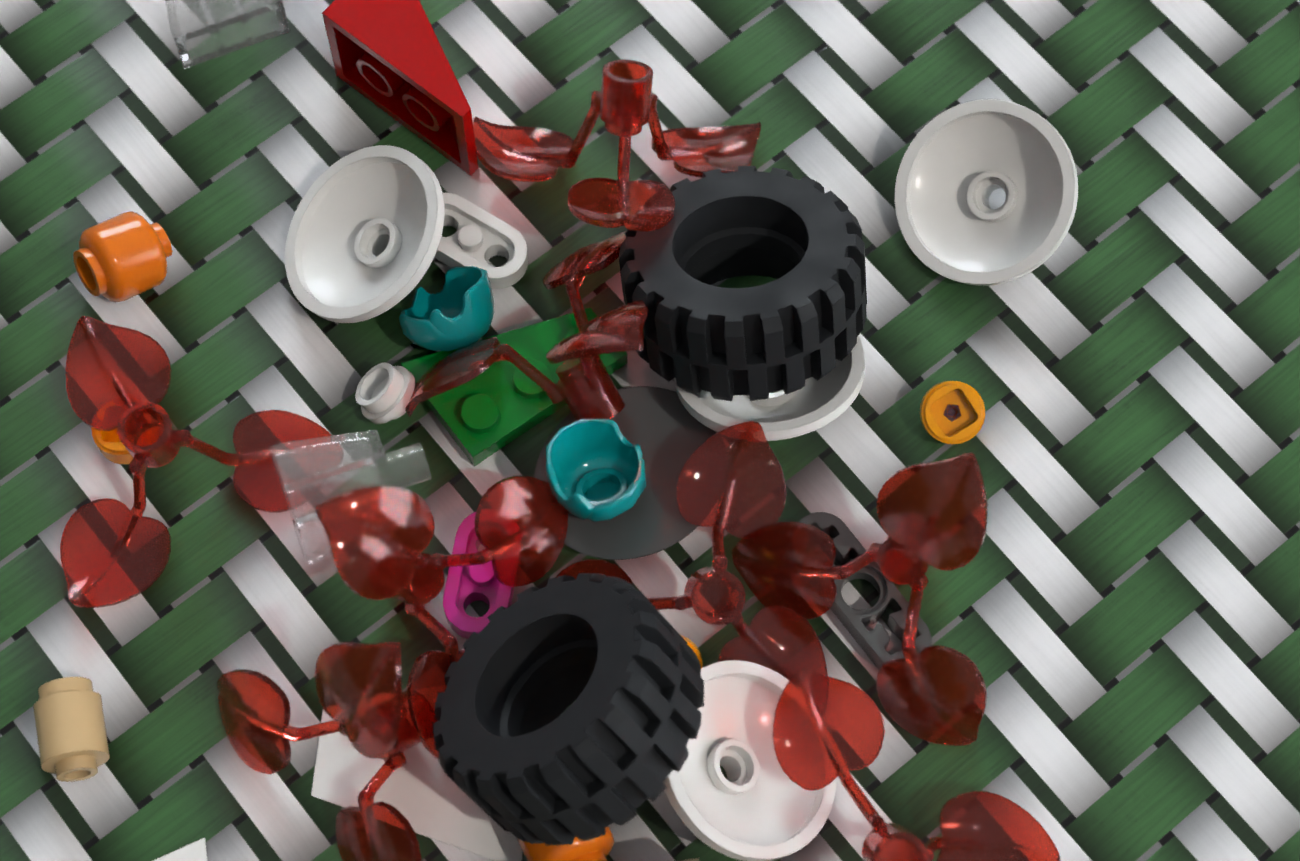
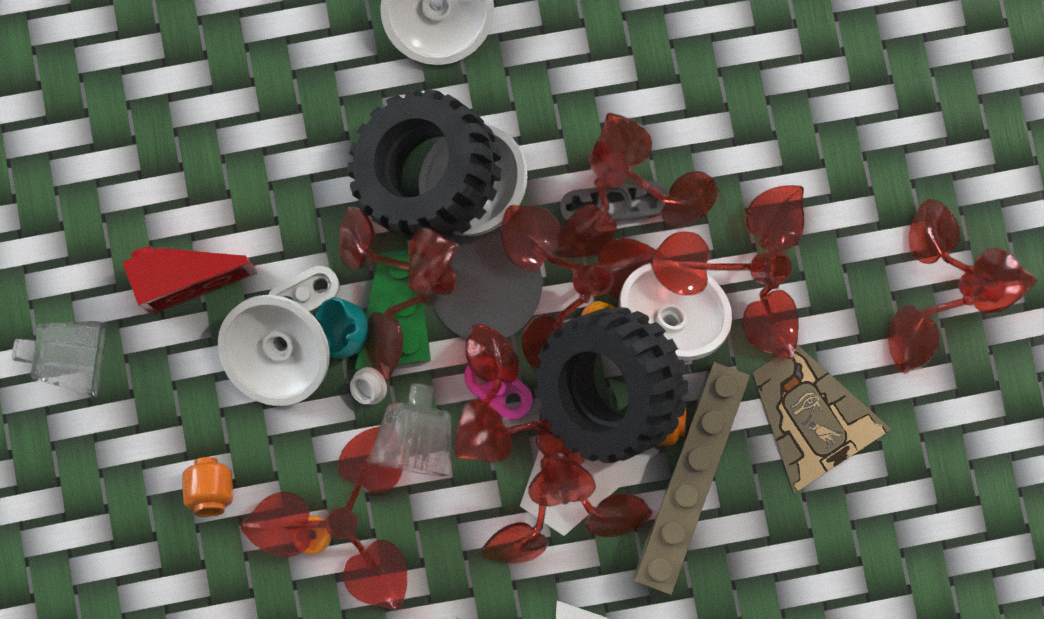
camera: 65 degrees left, 15 degrees up
(594, 469) = (482, 301): teal hair -> none
(624, 106) = (350, 209): clear red plant -> none
(952, 412) = (544, 99): light orange tile -> none

